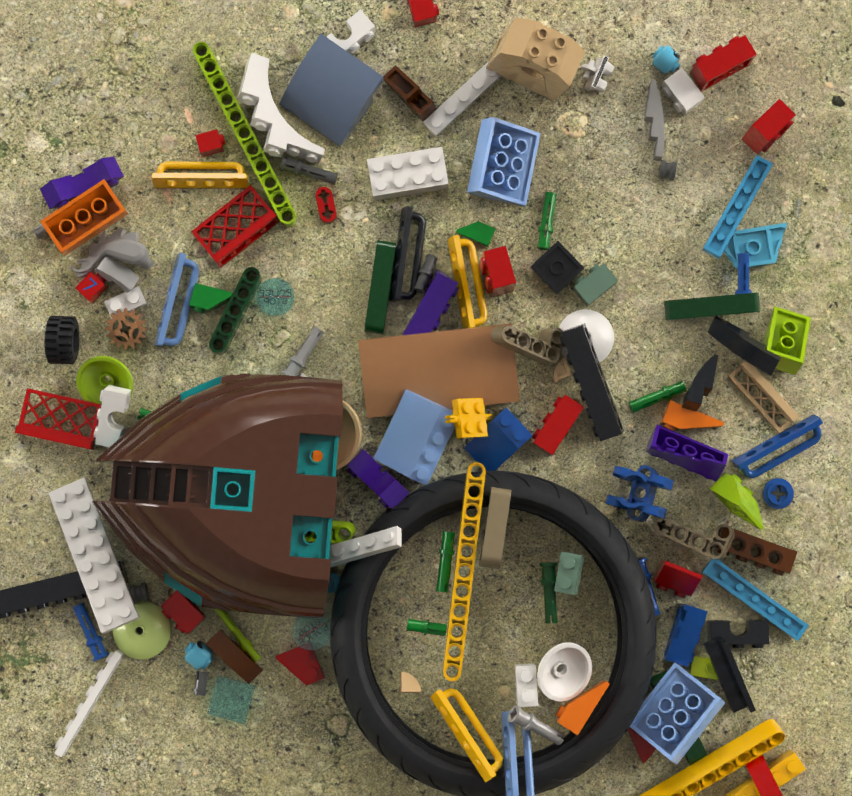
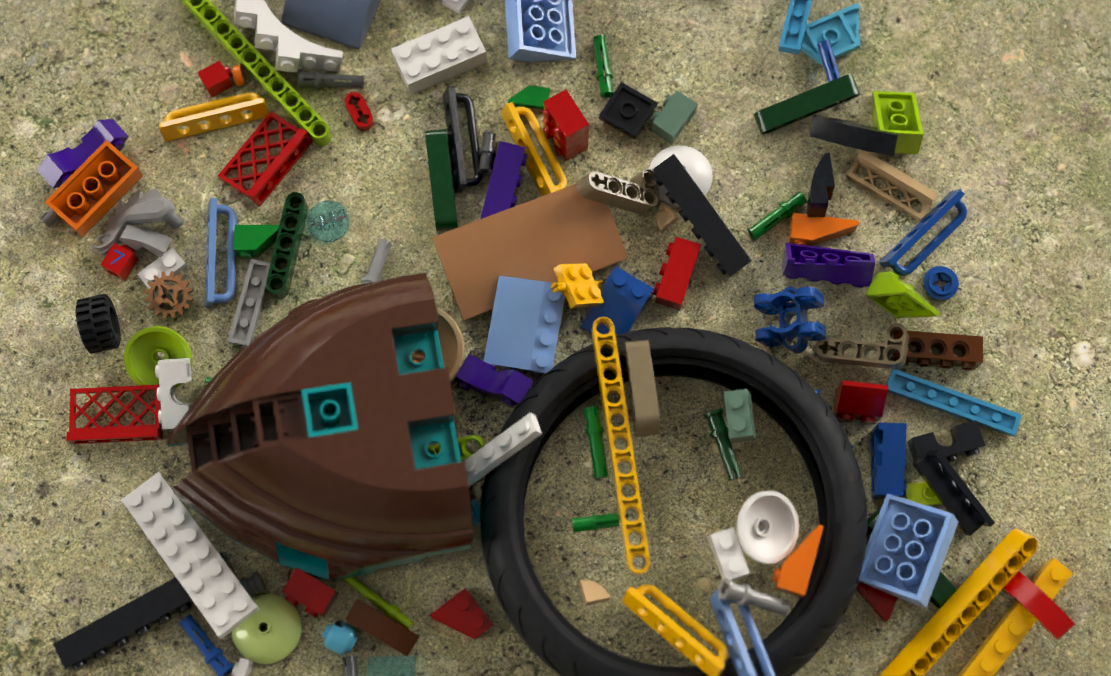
camera: 15 degrees left, 10 degrees down
(192, 353) = (249, 304): none -> light grey plate
(231, 145) = (239, 75): none -> orange tile
(311, 632) = (464, 574): clear light blue piece -> none

